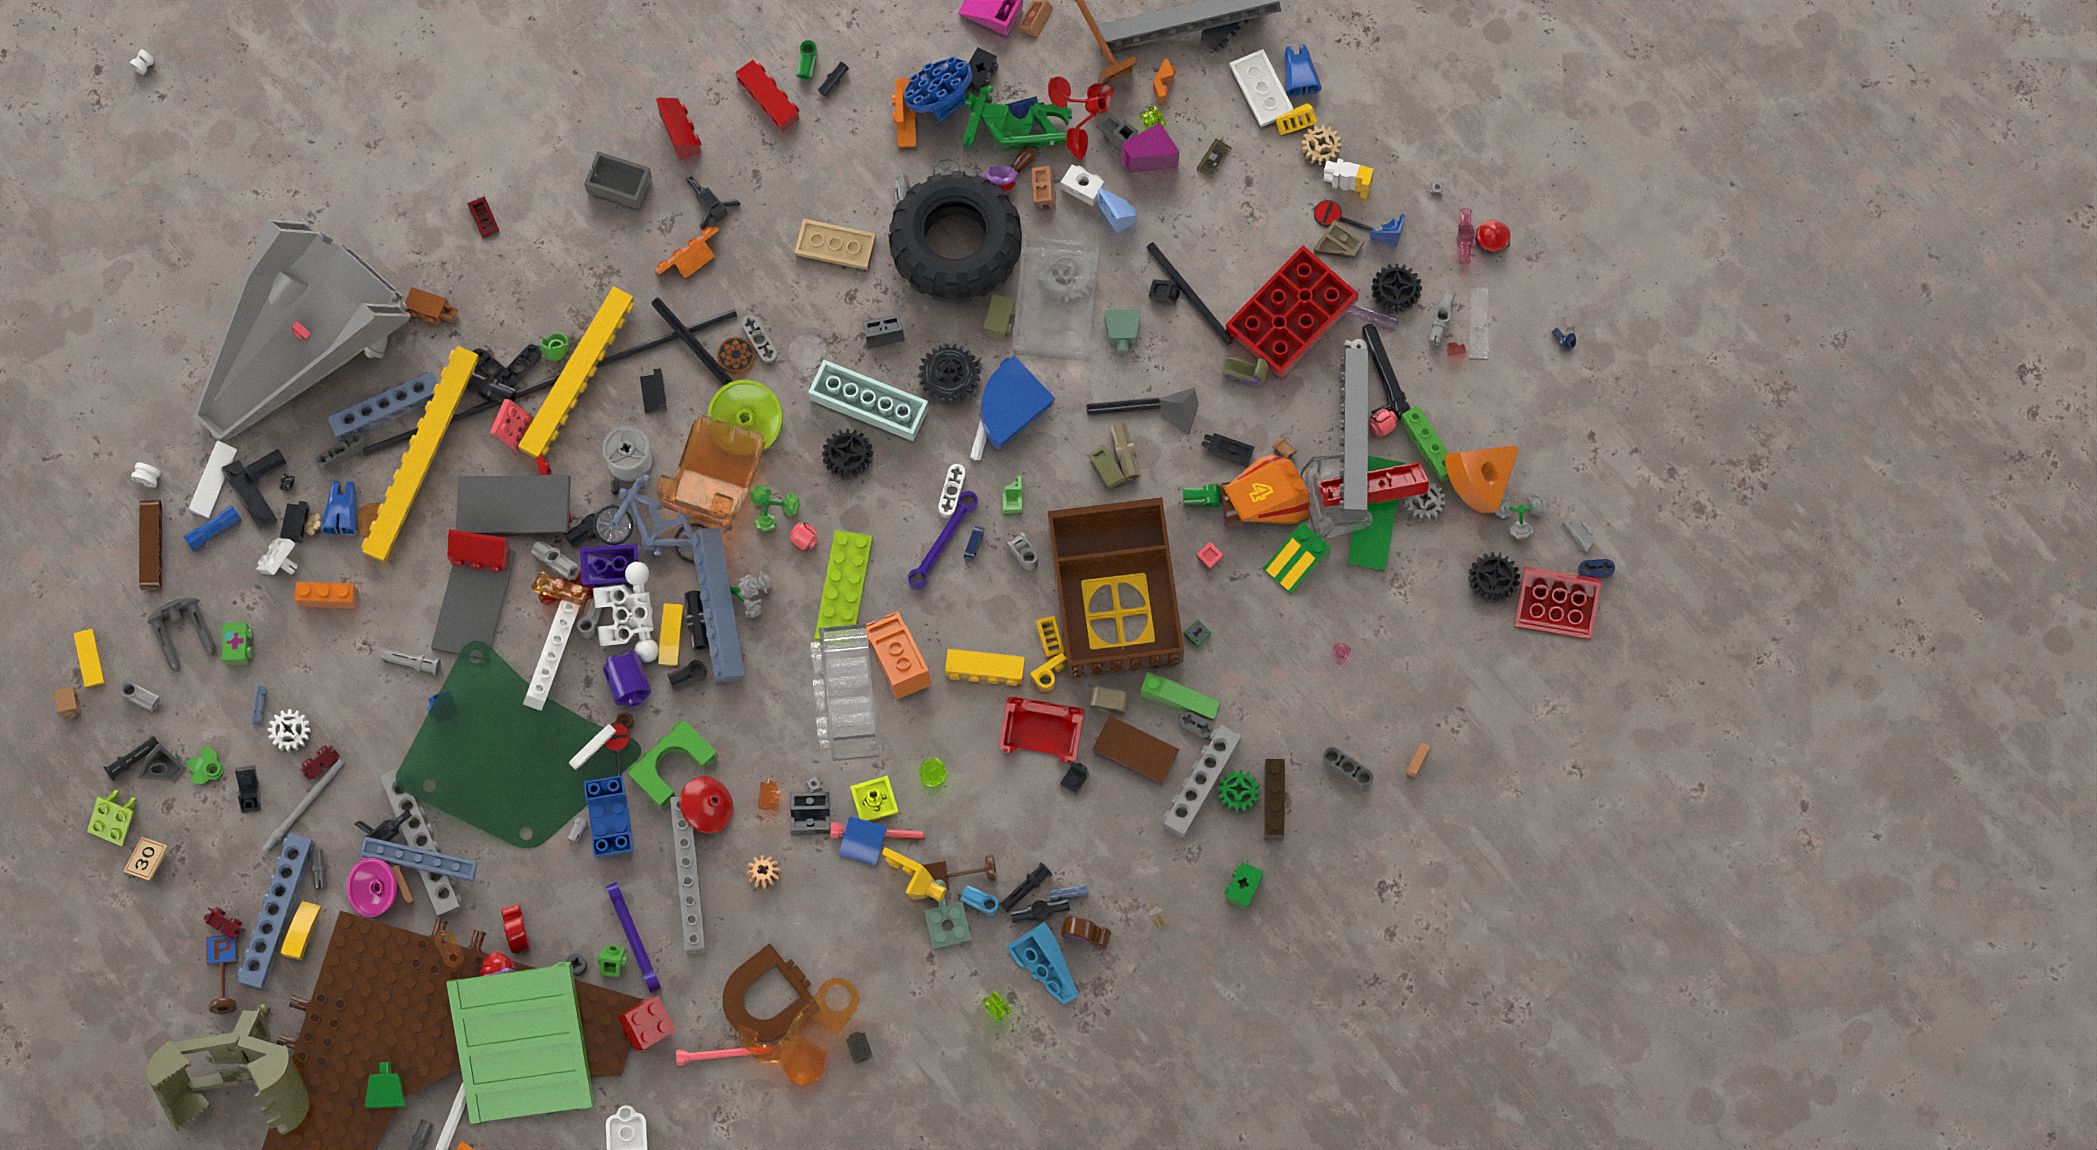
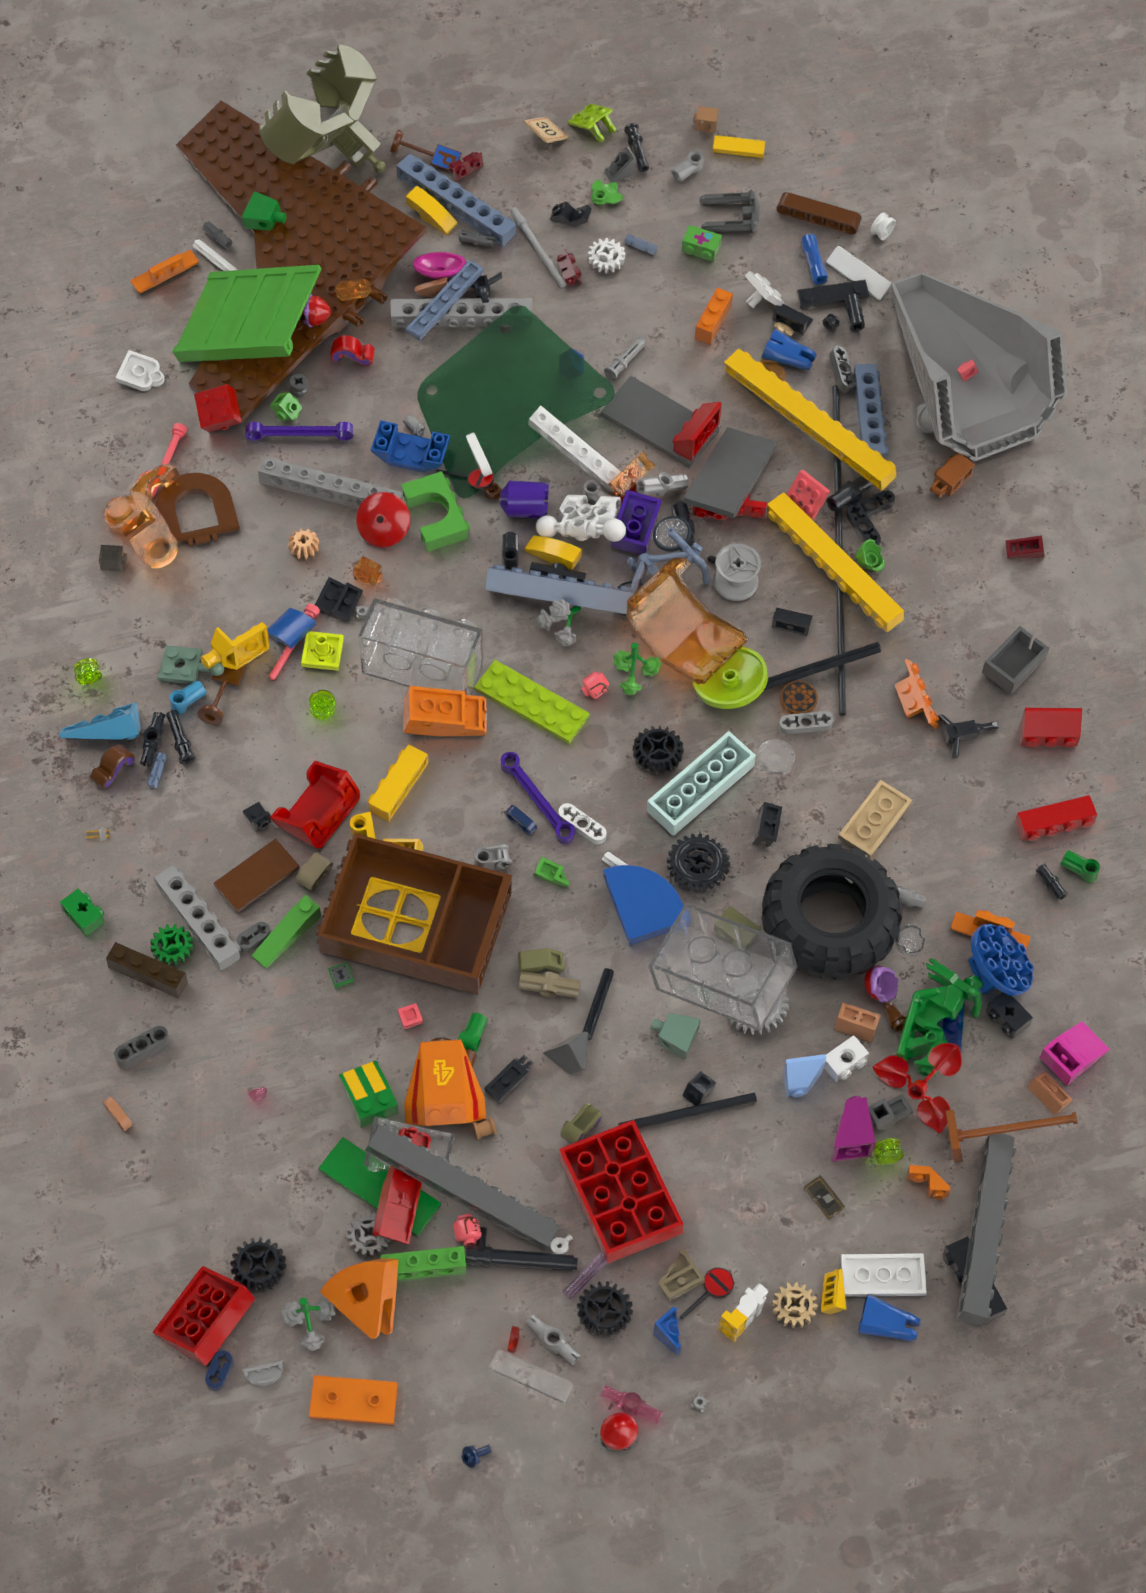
camera: 110 degrees right, 10 degrees down
(1567, 452) = (353, 1400): none -> orange plate

